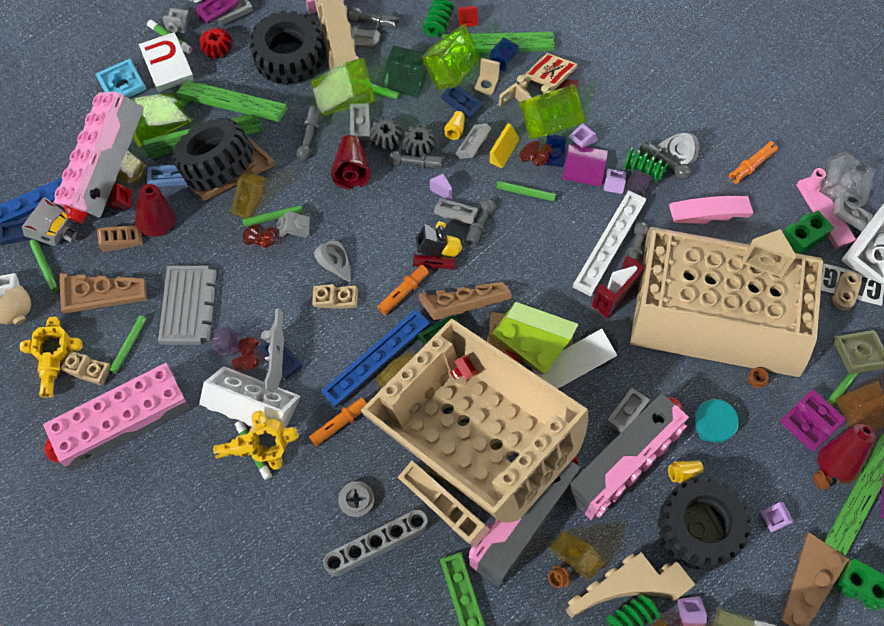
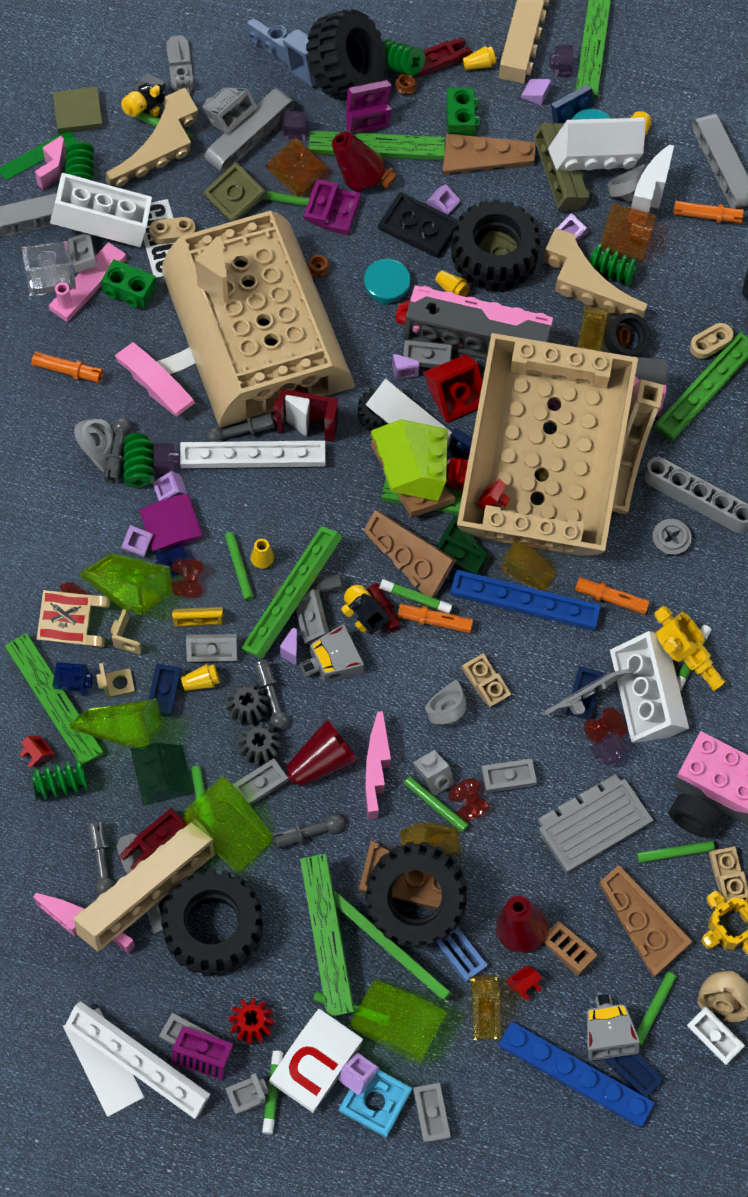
camera: 125 degrees left, 0 degrees up
(80, 102) = (431, 1113): none -> light grey plate
(98, 156) = (503, 1013): piece -> none
(135, 362) = (694, 815): none -> black tyre
(140, 76) = (357, 1073): none -> lavender slope
(256, 269) = (508, 775): none -> light grey plate
(327, 195) = (377, 759): none -> bright pink slope
(364, 46) = (154, 836): none -> dark red hinge
(415, 208) = (334, 657): none -> light grey torso
(426, 283) = (415, 596): none -> bright green bar
(481, 205) = (291, 592): none -> bright green plate
(524, 205) = (262, 554): none -> yellow cone
(536, 579) = (641, 328): none -> black tyre
(598, 406) = (455, 387): none -> red slope
(626, 383) = (404, 367): none -> lavender slope
(721, 230) = (178, 361): none -> white sticker
(763, 480) = (418, 224): none -> black tile

